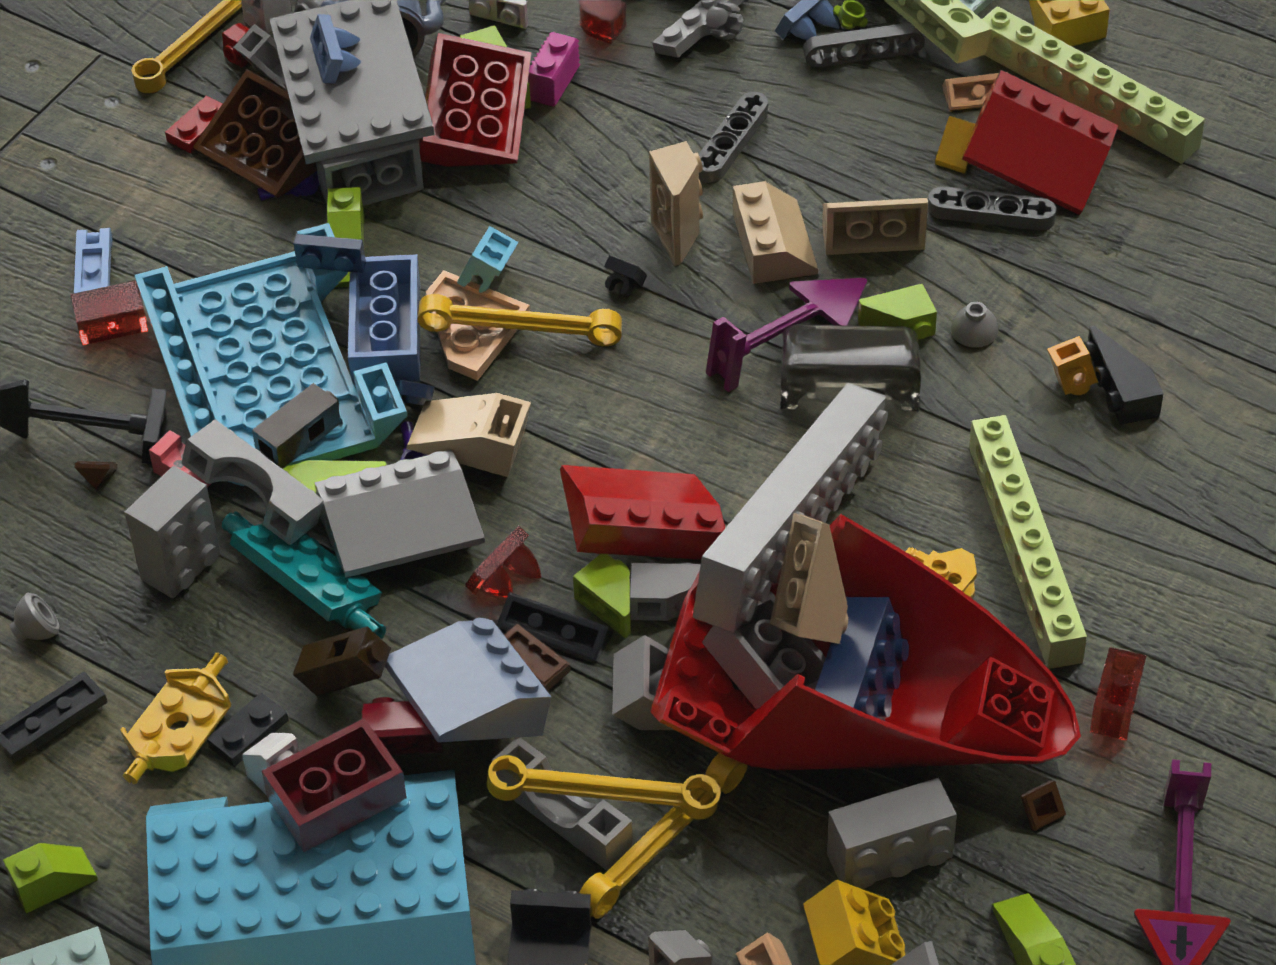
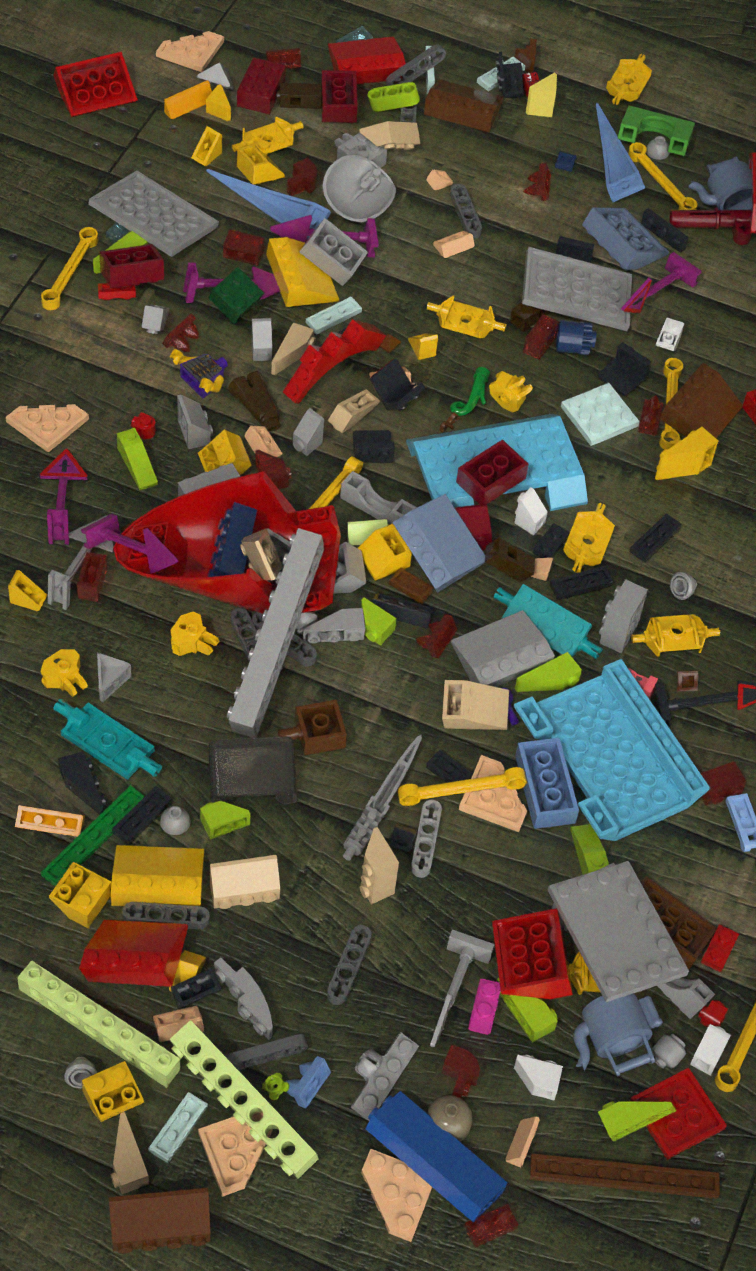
camera: 165 degrees right, 5 degrees up
(48, 873) = (624, 460): lime slope -> none
(54, 549) = (661, 638): none -> yellow plate
(221, 455) = (611, 651): light grey arch -> none
(230, 638) = (581, 582): none -> black plate
(278, 678) = (542, 568): none -> light nougat slope
(297, 425) = (576, 696): brick -> none
(326, 46) = (635, 941): medium blue tile -> none
(329, 253) = (590, 797): dark blue plate -> none
(414, 392) = (515, 731): dark blue plate -> none
(488, 258) = (492, 829): medium azure hinge -> none
(532, 360) = (447, 768): none -> black plate
(560, 134) = (469, 949): none -> light grey piece
(576, 711) = (385, 552): none -> yellow slope
(588, 278) = (426, 838): none -> light grey beam
(595, 764) = (360, 530): none -> yellowish green slope
(603, 787) = (363, 497): yellow piece -> none
(640, 512) = (365, 660): red slope -> none
(680, 292) = (378, 805): none -> light grey piece
(736, 420) = (317, 727): none -> reddish brown brick
(762, 897) = (274, 468): none -> clear red slope
(772, 233) = (310, 877): tan slope -> none
(829, 298) = (269, 830): magenta piece -> none
(881, 110) = (251, 999): none -> light grey slope
(951, 106) = (195, 988): none -> black slope
(1003, 249) = (157, 875): none -> yellow slope
(1011, 650) = (108, 529): none -> magenta piece
(1026, 330) = (142, 815): none -> black plate
(1027, 543) = (142, 669): yellowish green brick -> none
(1075, 372) = (113, 778): light orange brick -> none
(1081, 528) = (111, 675): none -> light grey slope
(1082, 436) = (107, 740): none -> teal plate
(1104, 310) = (93, 836): none -> green tile
(1110, 38) = (79, 1070): none -> light grey brick
(1114, 223) = (81, 894): none -> yellow slope
(1114, 794) = (60, 583): none -> light grey piece
(1161, 535) = (64, 672): none -> yellow hinge
(1170, 343) = (49, 820): none -> light orange slope
(1238, 685) = (25, 592): none -> yellow slope

